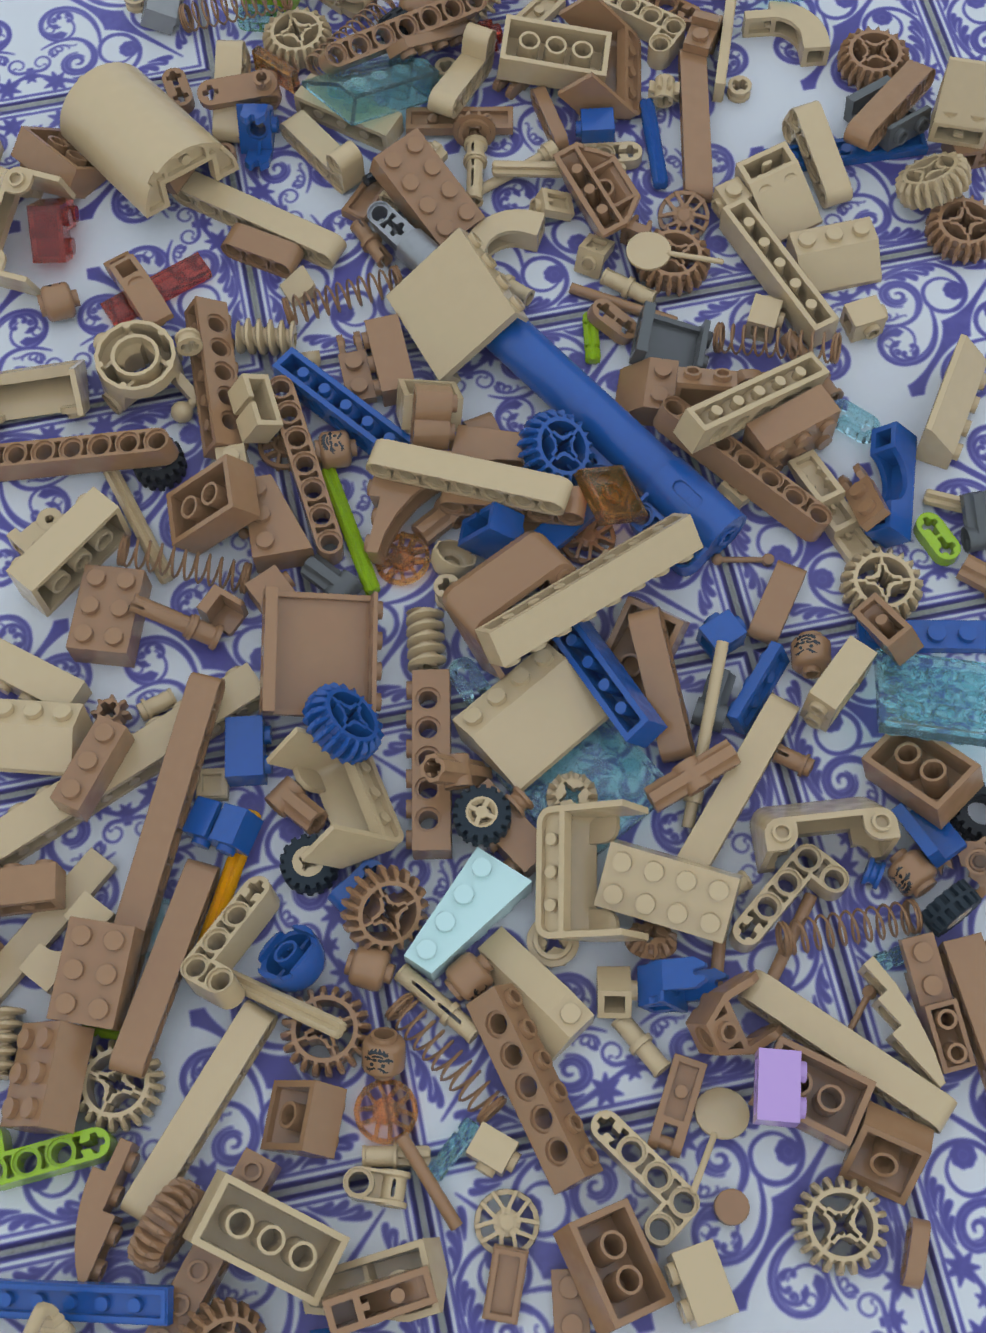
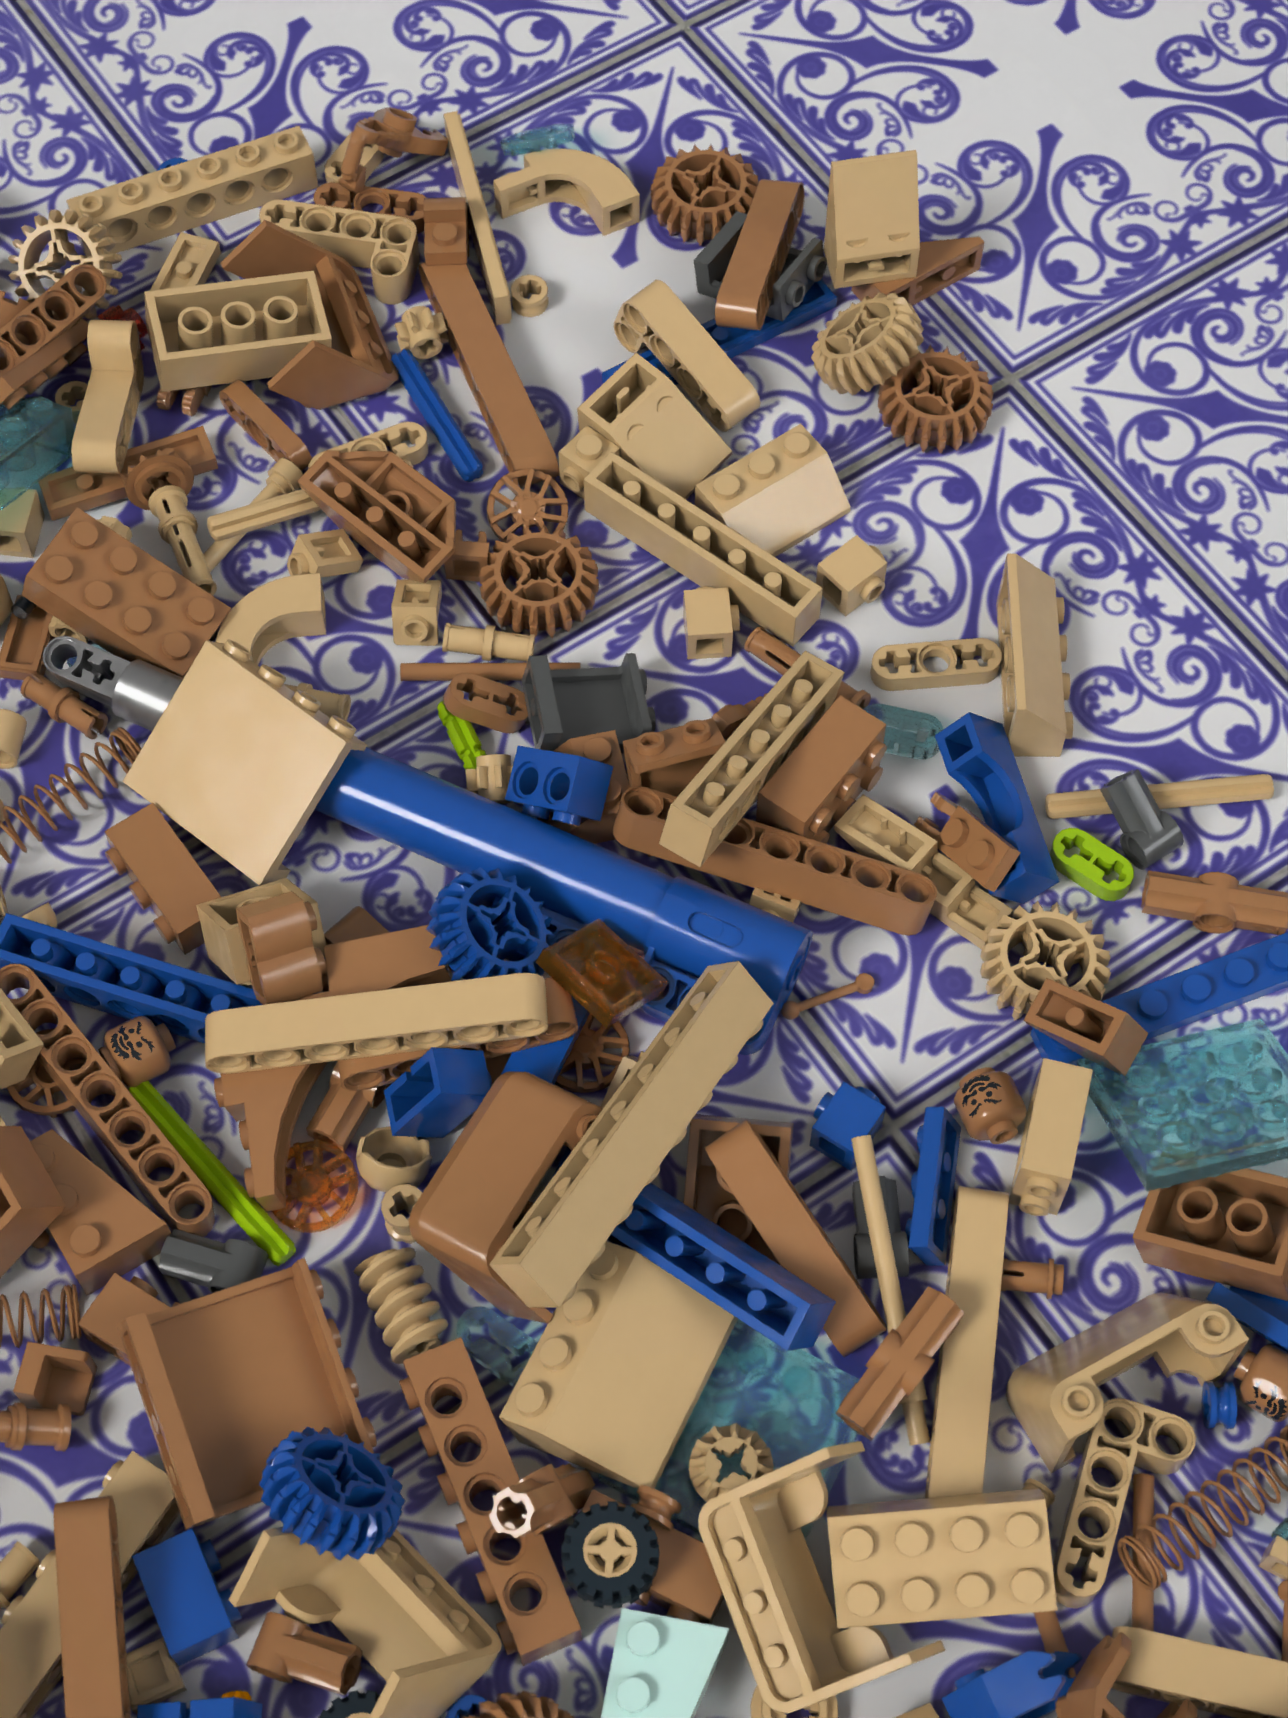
camera: 25 degrees left, 5 degrees down
(355, 369) = (118, 911): medium nougat hinge -> none
(595, 125) = (342, 416): blue brick -> none
(598, 366) = (490, 777): none -> tan gear
(631, 381) = (558, 784): none -> blue brick
(652, 251) = (506, 578): tan piece -> none
(662, 945) = (962, 1655): medium nougat gear -> none
(719, 331) = (658, 683): medium nougat piece -> none
(776, 602) = (906, 1045): medium nougat beam -> none
(904, 383) = (923, 678): none -> tan beam

